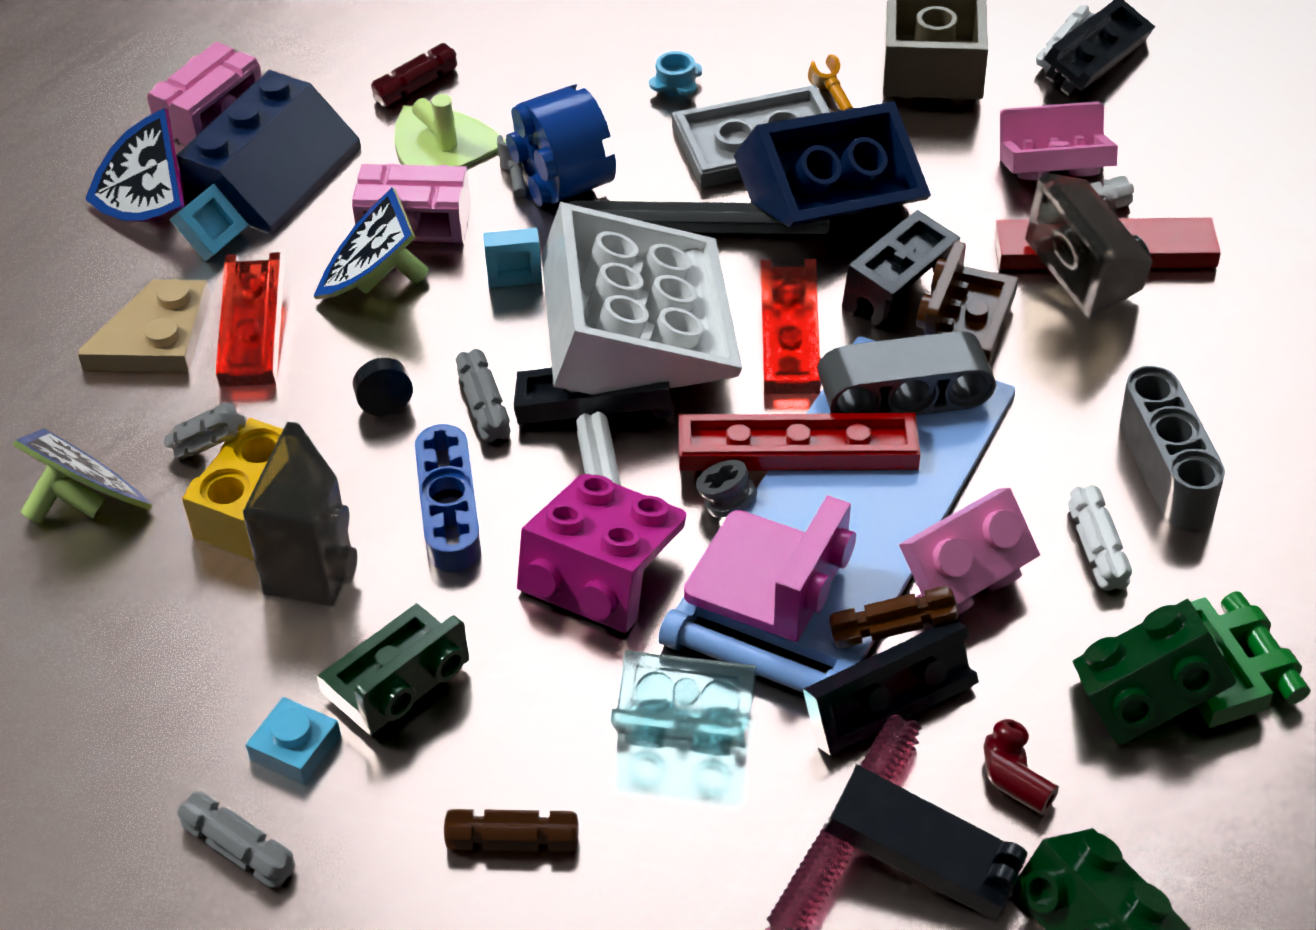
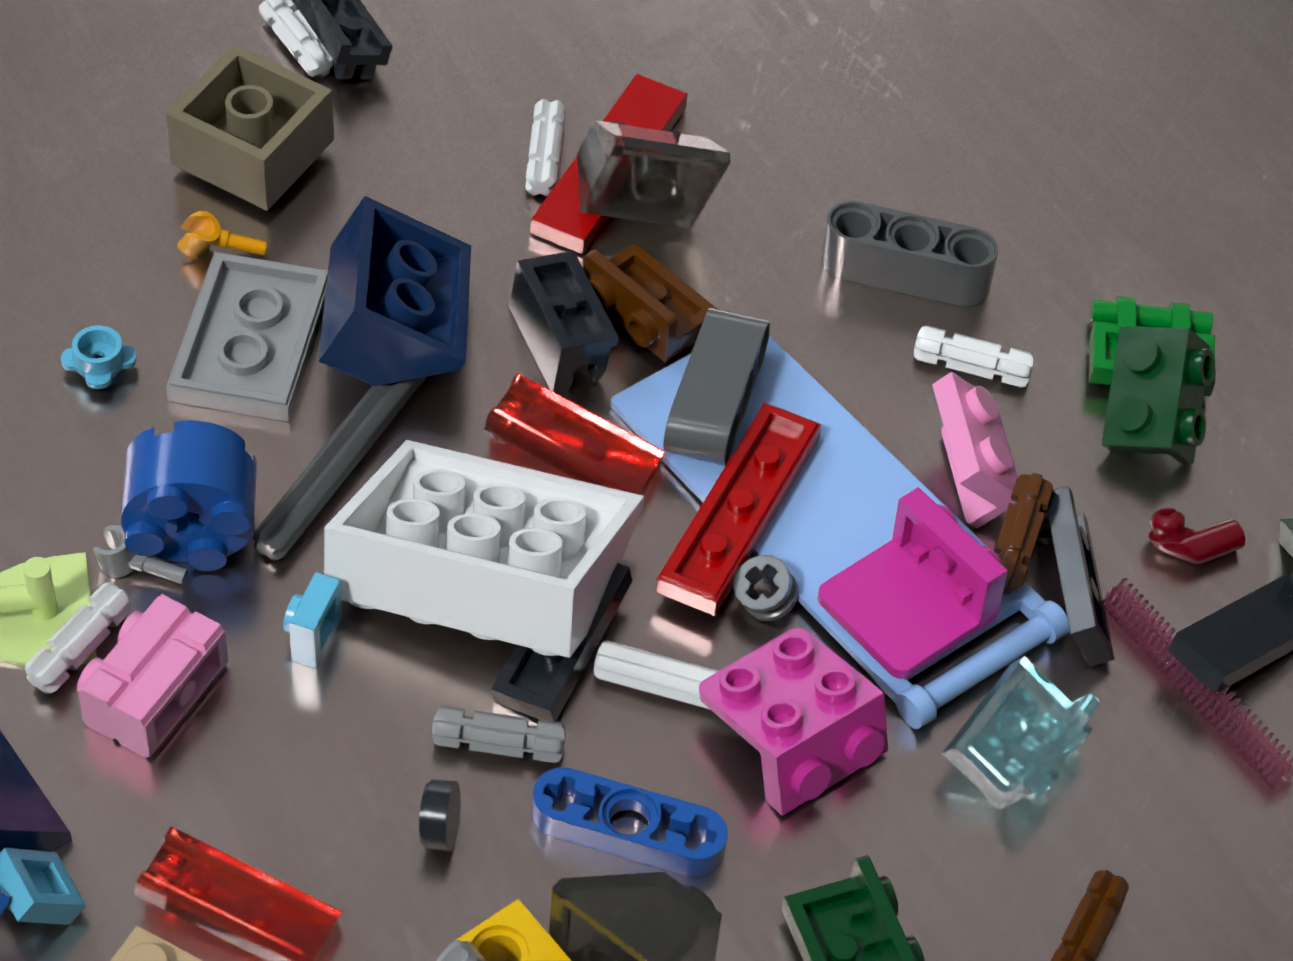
camera: 70 degrees left, 5 degrees up
(372, 251) = (228, 737): shield -> none
(427, 156) = (78, 638): none -> white axle
(1055, 139) = (460, 121): bright pink bracket -> none

